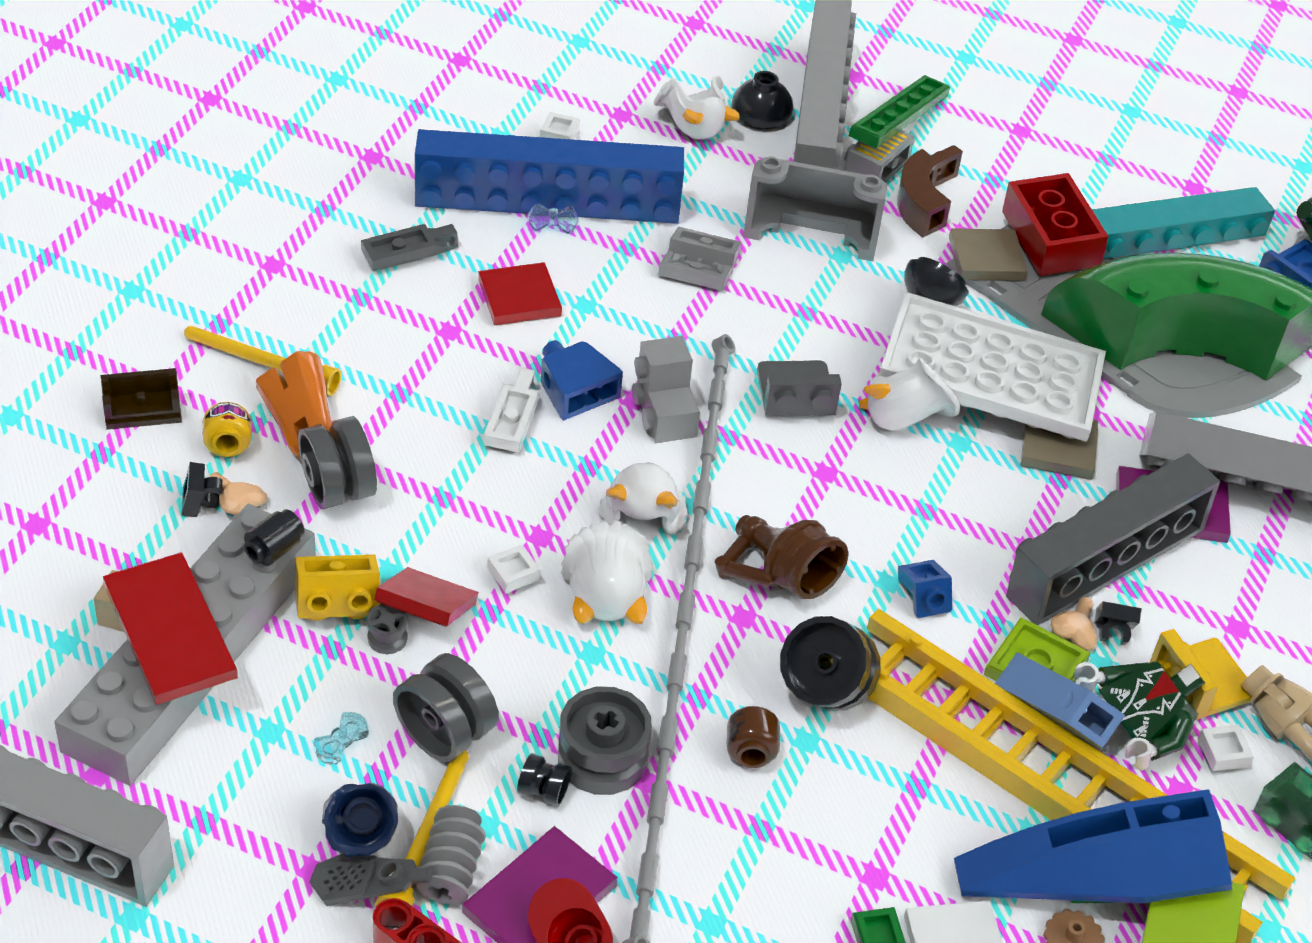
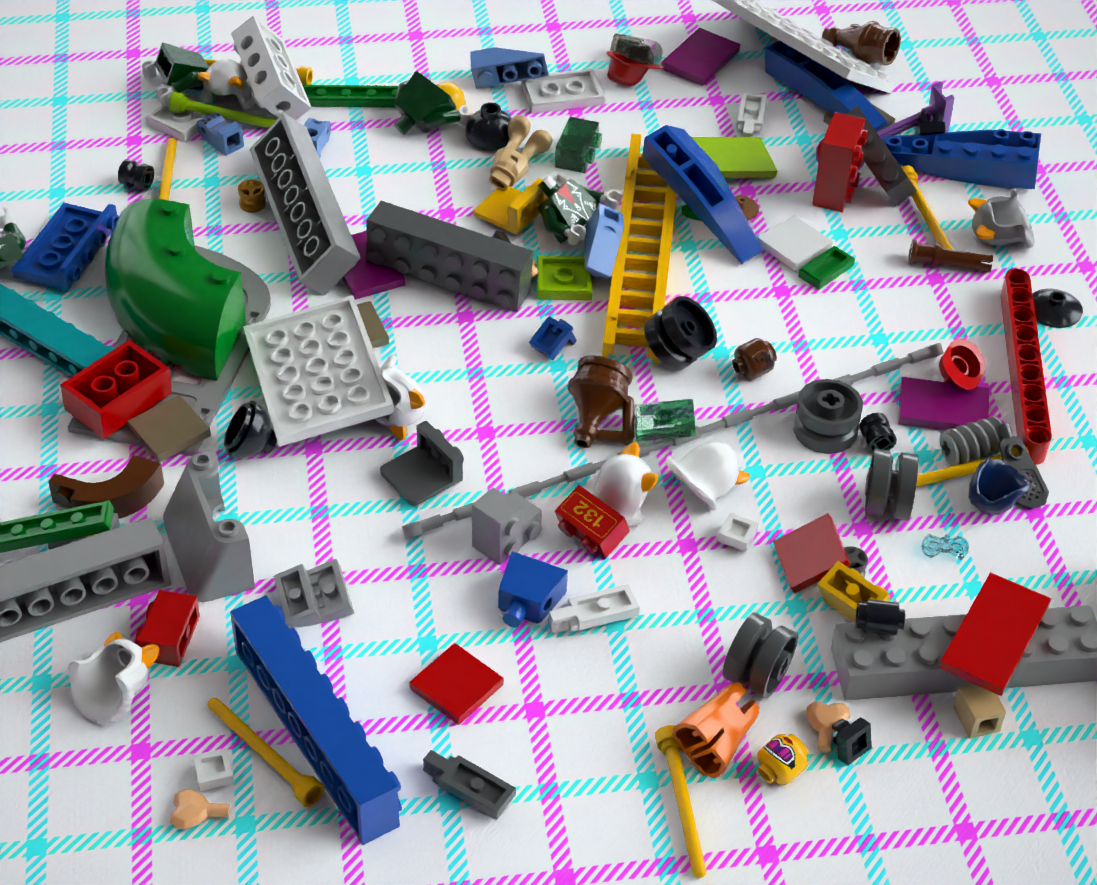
camera: 120 degrees left, 0 degrees up
(141, 398) = (803, 842): dark brown hinge -> none
(532, 111) = (194, 808): none -> light nougat rock
(541, 217) = (355, 715): clear light blue piece -> none
(608, 453) = (591, 521): none -> red brick
(716, 596) = (665, 420): none -> clear green tile
(726, 158) = (169, 626): none -> red brick
(763, 101) = (56, 645): black piece -> none

